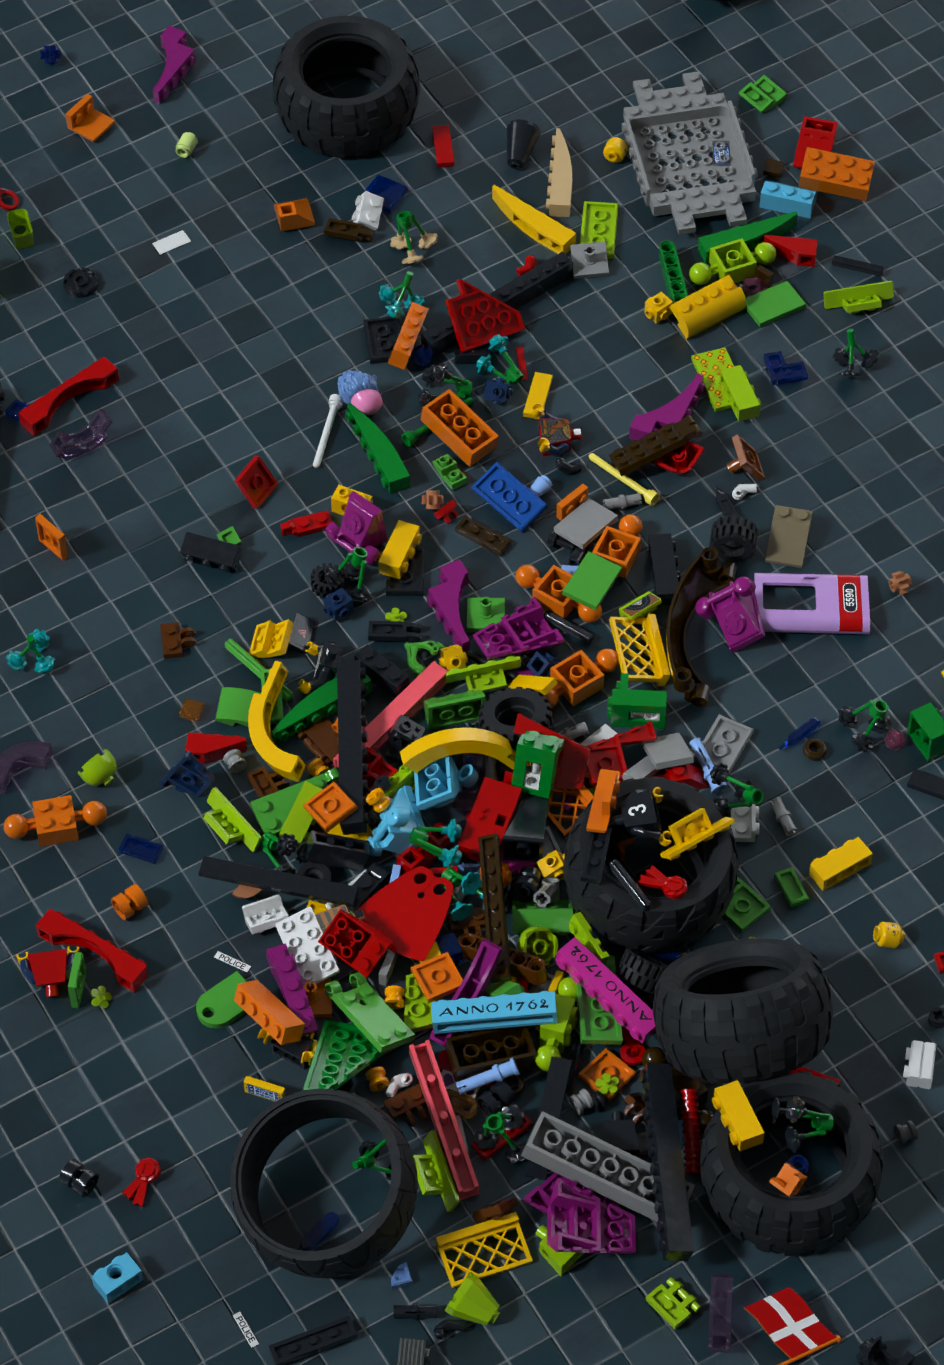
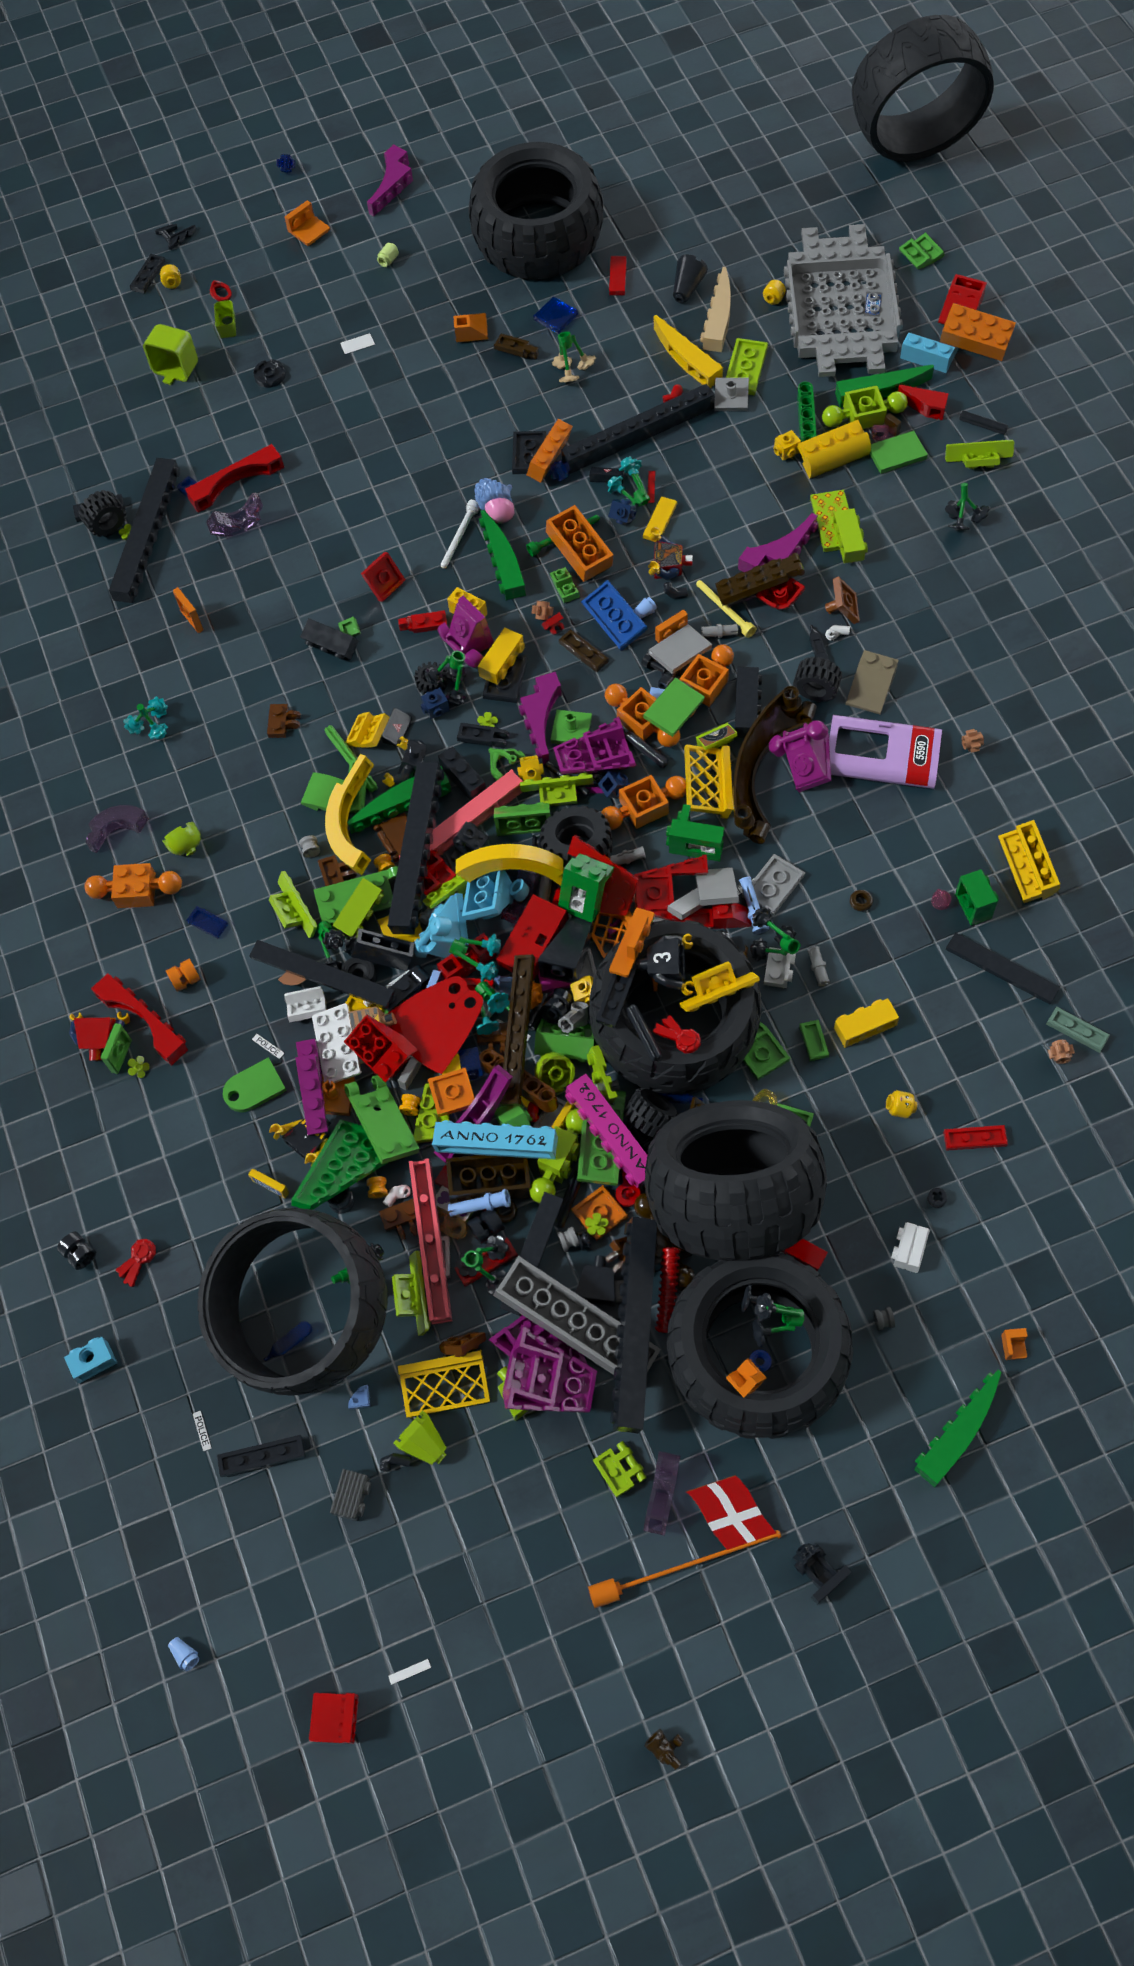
camera: 15 degrees right, 10 degrees up
(188, 776) = (260, 857): dark blue wing -> none
(191, 709) = (281, 790): clear orange tile -> none
(211, 748) = (290, 831): red slope -> none
(269, 1012) = (283, 1108): orange brick -> none
(330, 806) = (381, 906): orange tile -> none
(368, 210) = (537, 329): white bracket -> none
(378, 800) = (428, 905): light orange wheel -> none
(382, 782) = (435, 889): black piece -> none
(389, 294) = (540, 410): teal plant -> none
(429, 1311) = (365, 1438): black pin -> none
(441, 374) = (570, 489): black plant -> none
(480, 317) = (618, 437): red wing -> none
(537, 683) = (601, 803): yellow tile -> none
(603, 732) = (658, 861): white sticker -> none
(738, 1116) = (707, 1299): yellow brick -> none
(773, 168) = (919, 322): dark brown tile -> none
(782, 372) = (895, 520): clear blue plate -> none
(800, 733) = (850, 882): clear blue piece -> none
(878, 722) = (928, 880): black plant -> none

